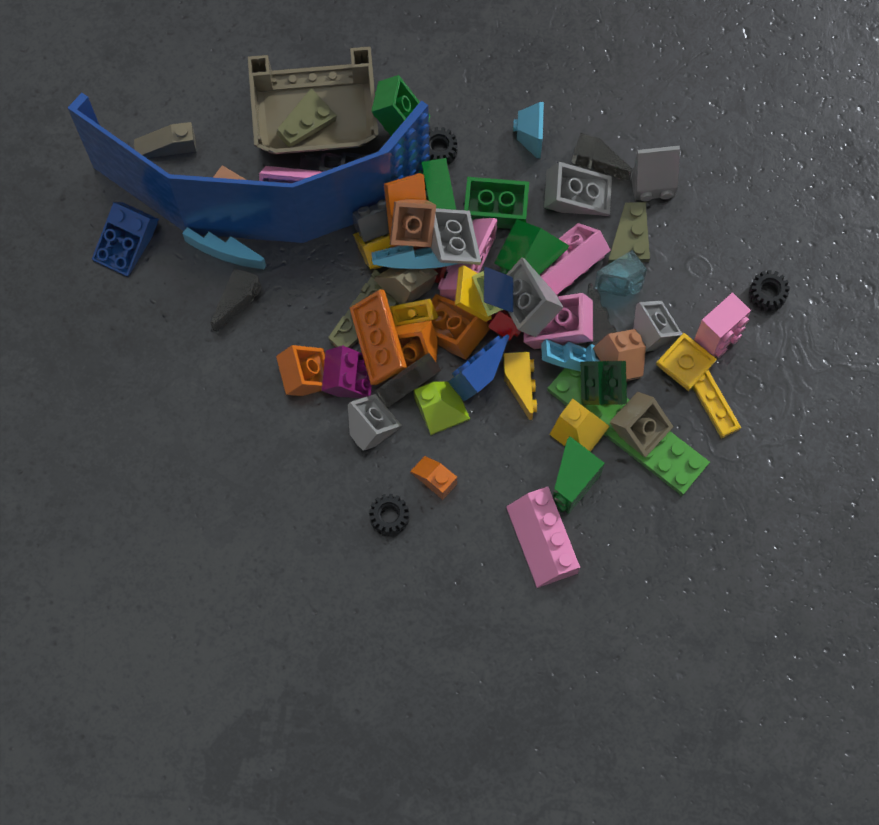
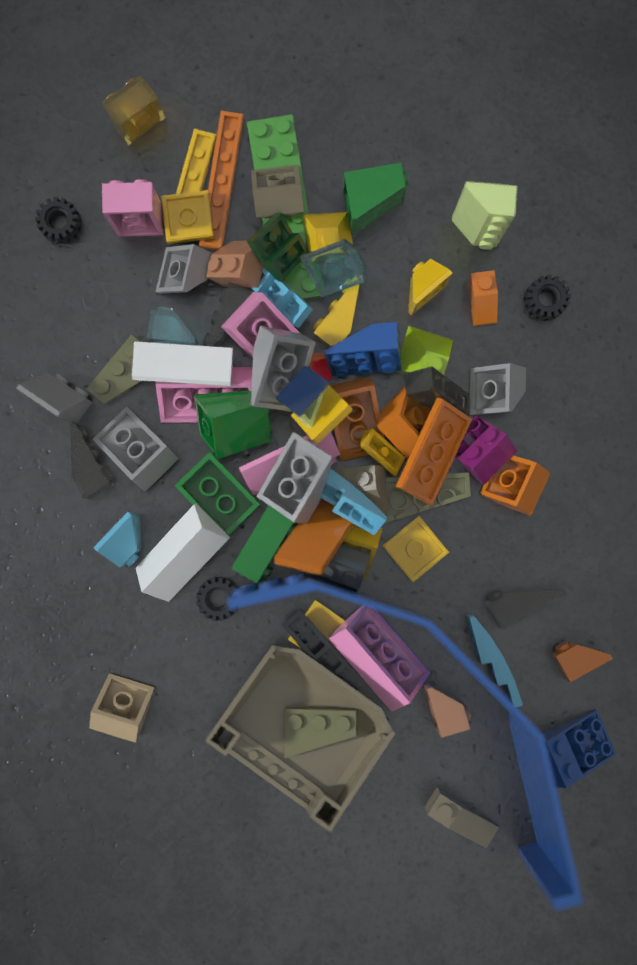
camera: 140 degrees left, 15 degrees up
(166, 294) = (577, 660): none -> orange slope
(336, 279) = (415, 549): none -> yellow tile
(393, 103) = (231, 652): green brick -> none
(413, 223) = (322, 519): nougat slope -> none
(440, 39) = (121, 708): none -> tan slope
(481, 513) = (485, 212): none -> yellowish green slope
(483, 449) = (426, 282): none -> yellow slope
(487, 148) = (180, 554): none -> white slope
(543, 537) = (438, 173): bright pink slope -> none
(550, 402) = (335, 267): none -> clear light blue slope
(601, 249) = (182, 363): none -> white slope
(691, 414) = (223, 175): none -> orange tile
(790, 397) = (133, 109): none -> clear yellow brick

